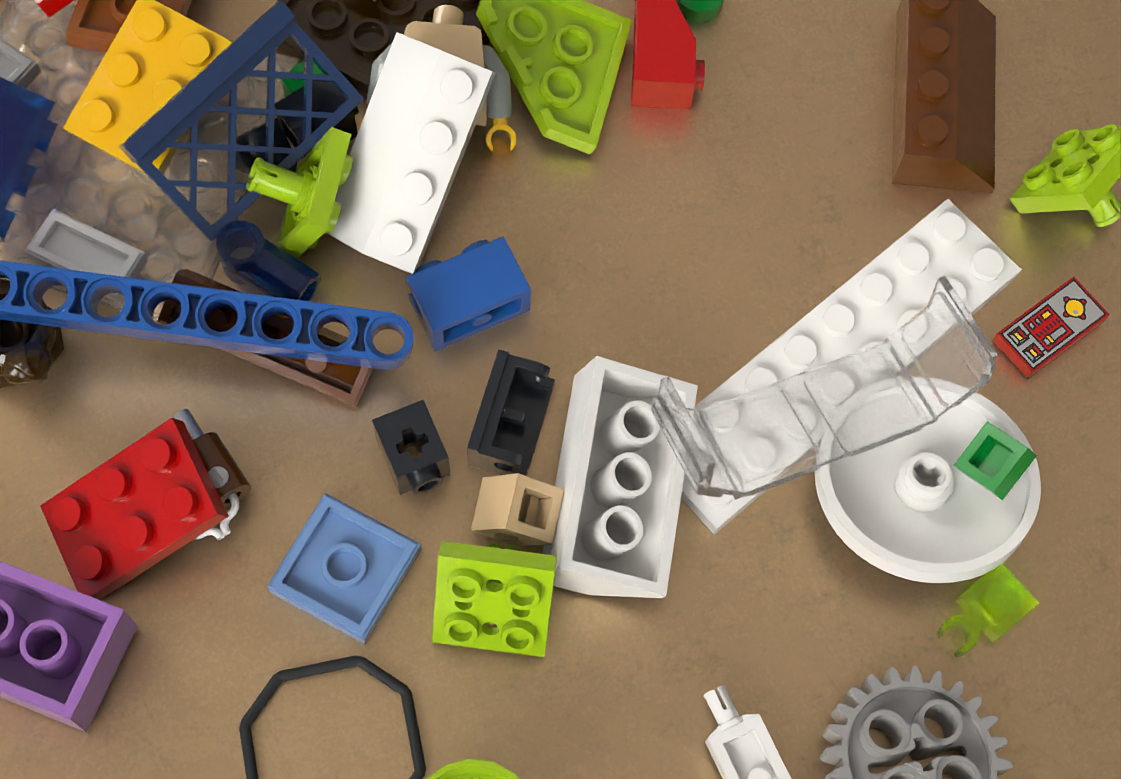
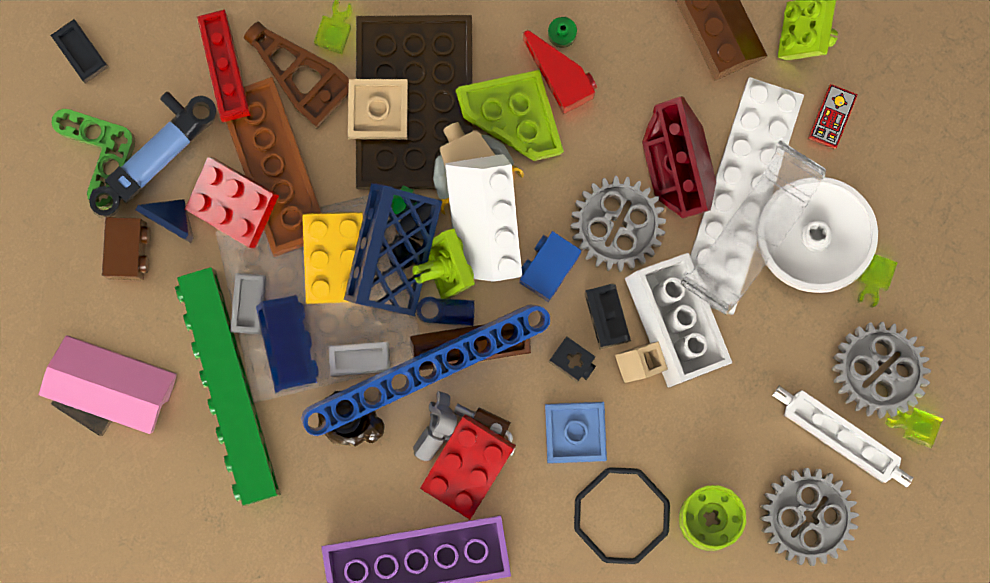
camera: 25 degrees left, 15 degrees up
(125, 425) = (441, 423): none -> light grey bar
(496, 588) = (656, 408): lime plate -> none
(587, 256) = (641, 235): none -> light grey gear
(770, 244) = (679, 159): none -> dark red wedge
(995, 460) = (845, 210): green plate -> none

